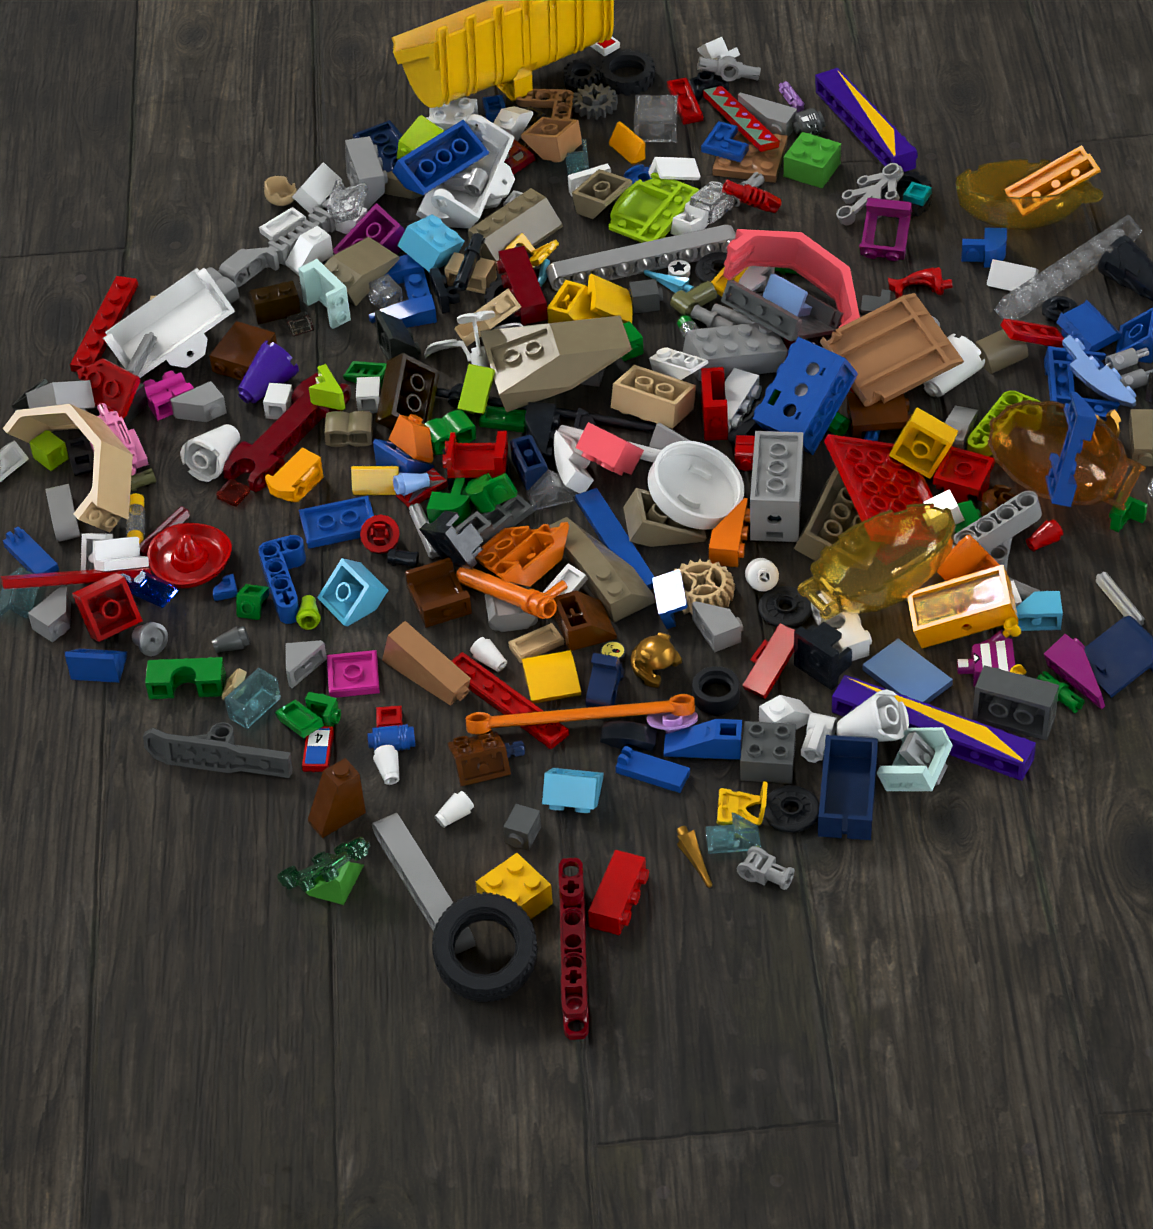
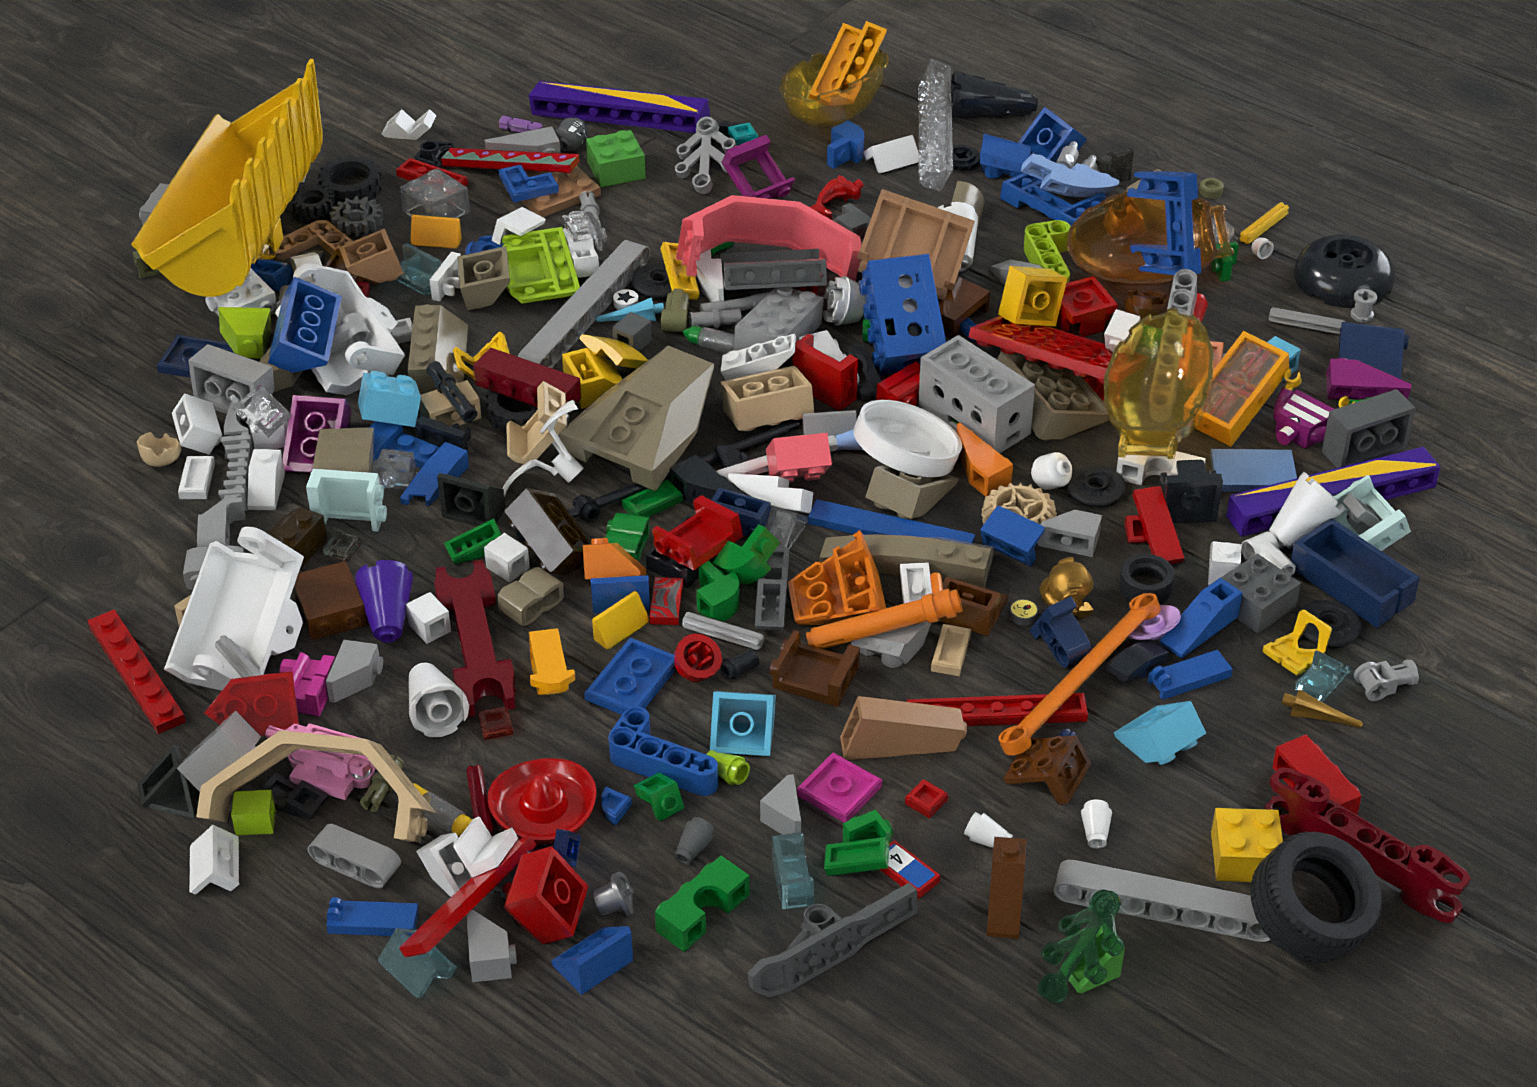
camera: 50 degrees left, 5 degrees down
(233, 681) = (760, 873): tan tile -> none
(326, 391) = (482, 569): lime slope -> none
(398, 736) = (959, 809): blue head -> none
(410, 482) = (660, 600): light blue cone -> none
(447, 543) = (782, 612): black panel -> none
(476, 389) = (615, 484): lime panel -> none
(488, 654) = (930, 685): white cone -> none
(522, 827) = (1171, 792): dark grey brick -> none
(551, 676) = (1007, 663): yellow slope -> none
(738, 71) = (442, 130): light grey pin -> none
(752, 196) = (612, 208): red hinge -> none
(787, 296) = (759, 253): light blue panel -> none
(1032, 333) = (979, 178): red tile -> none

